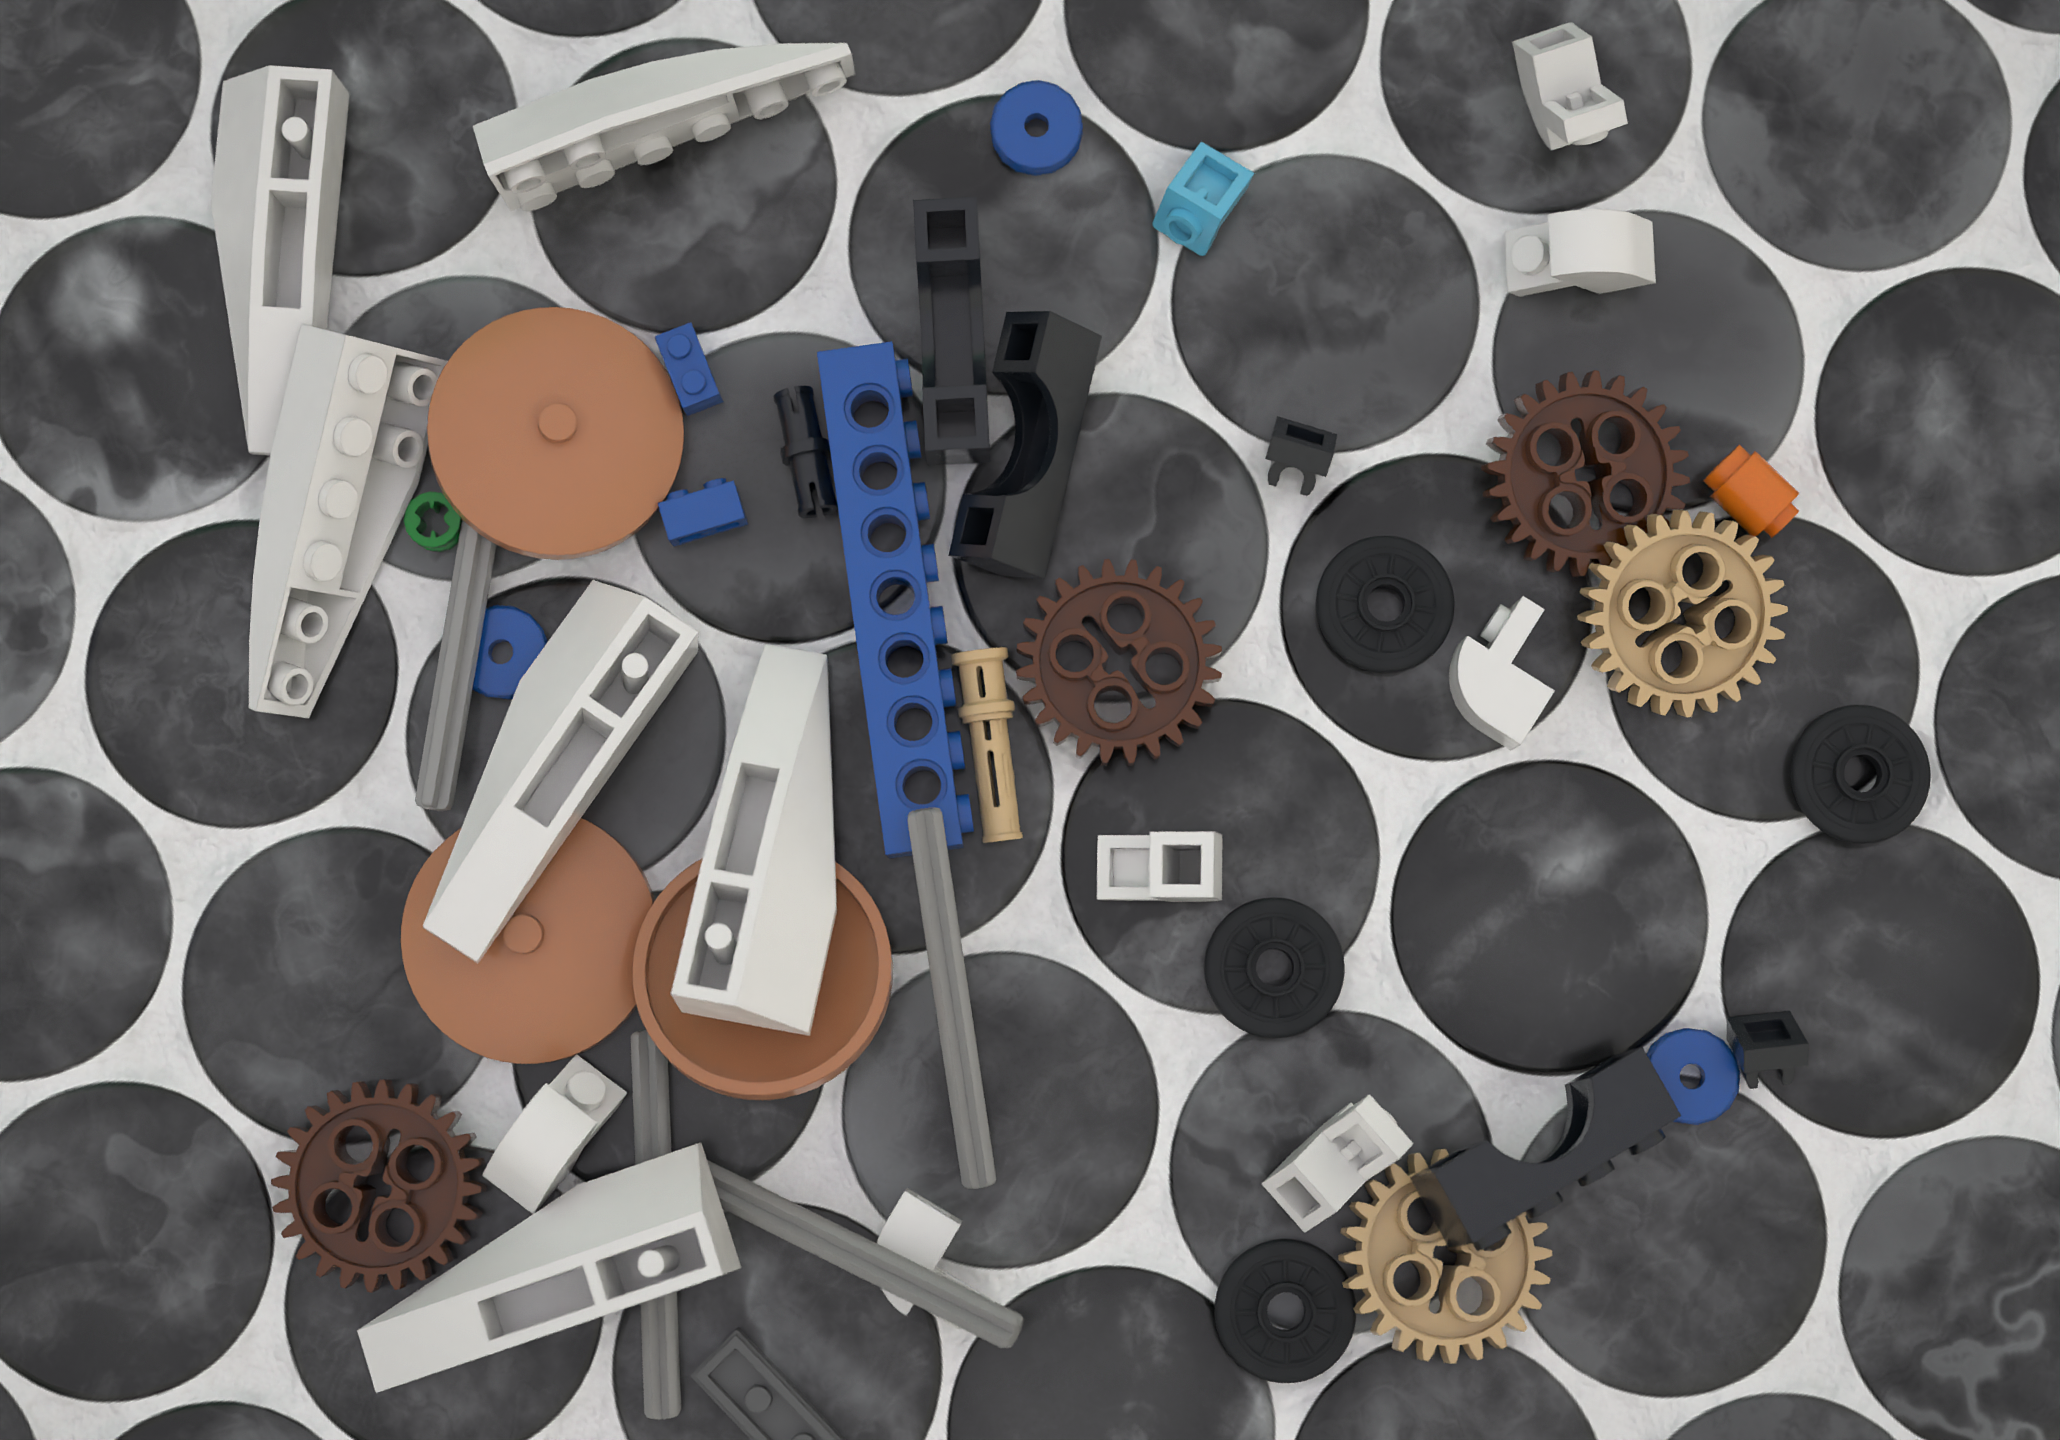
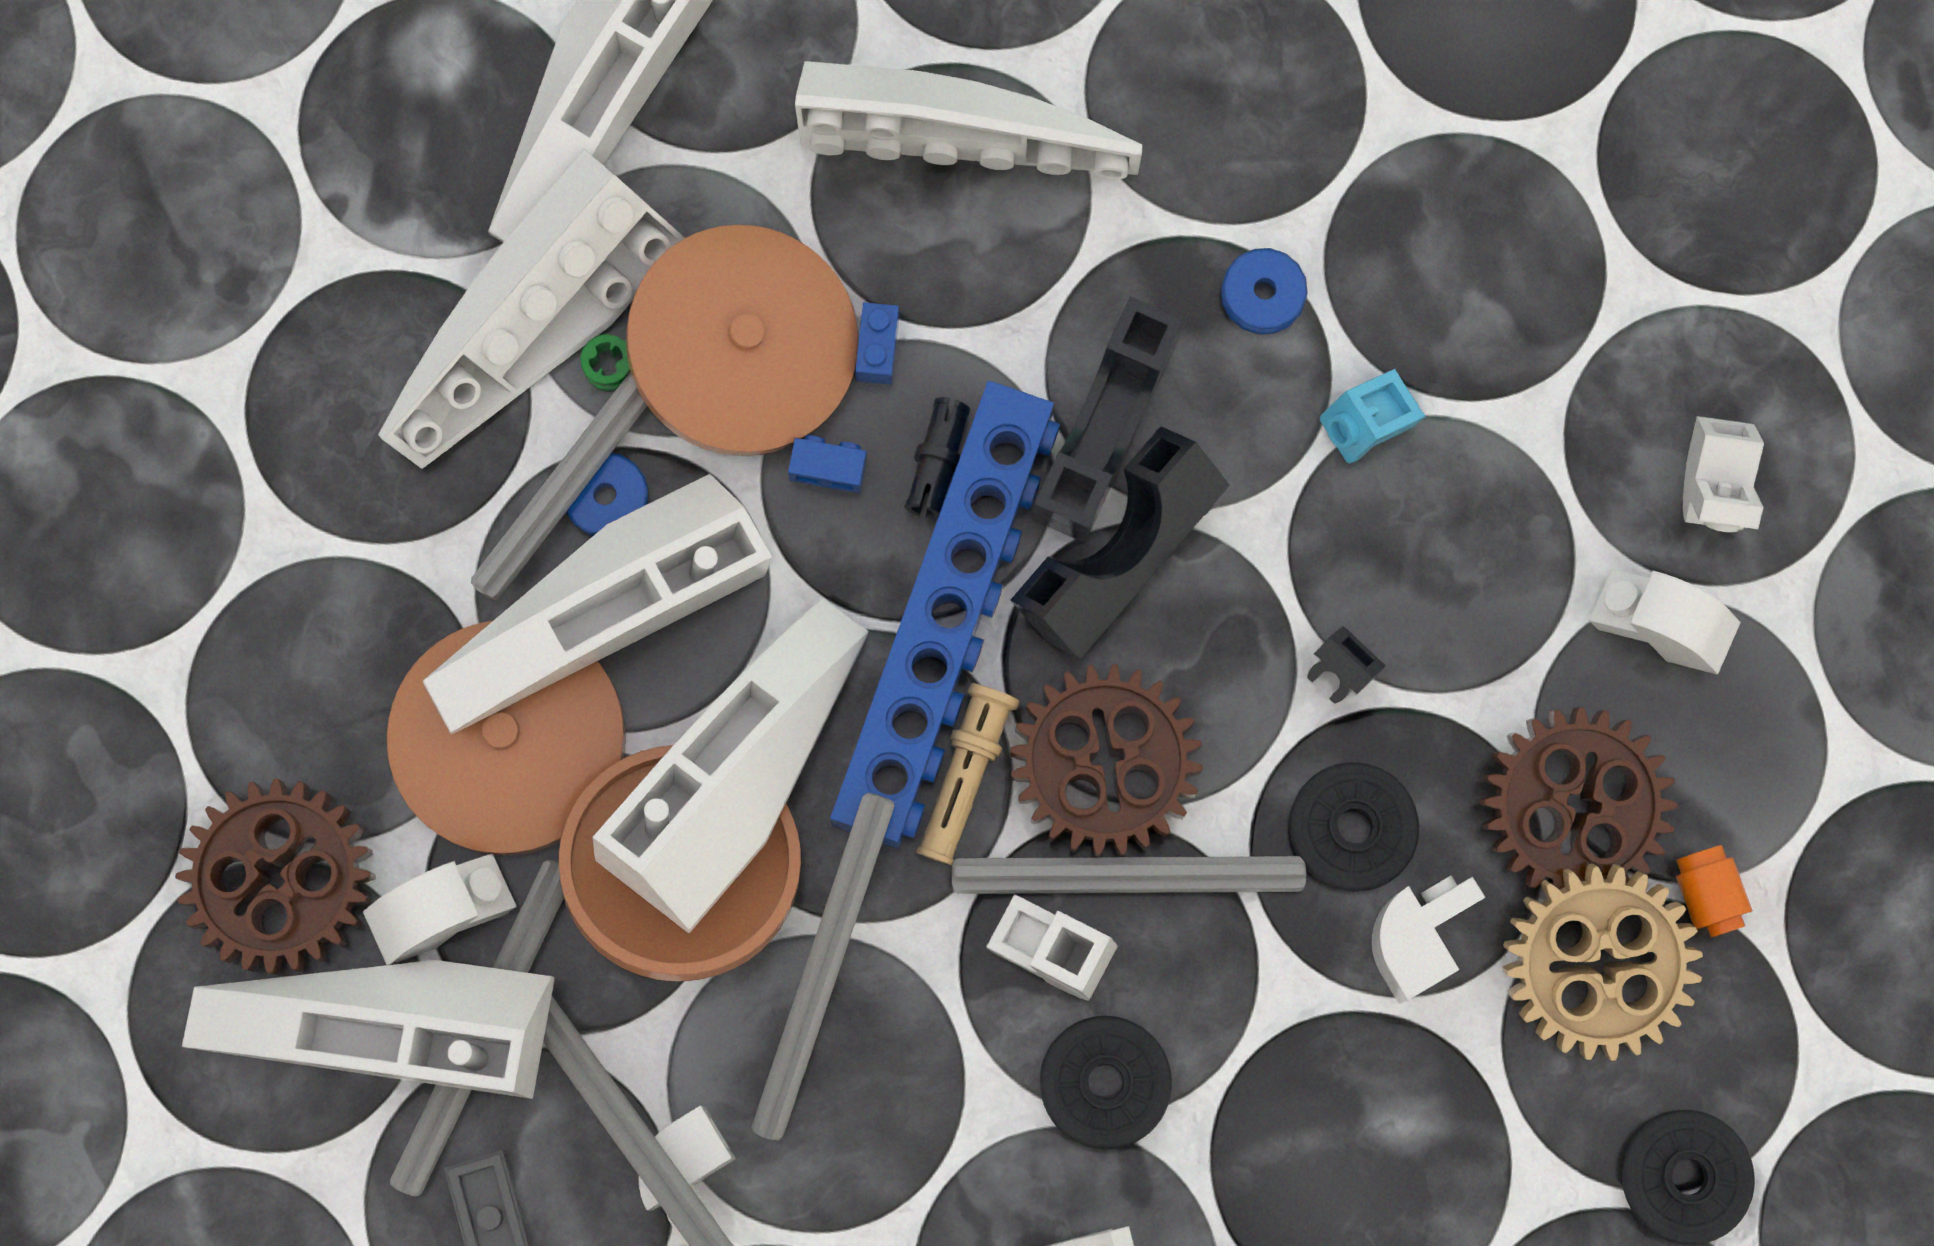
camera: 25 degrees right, 5 degrees down
(1195, 760) = (1128, 875): none -> light grey axle

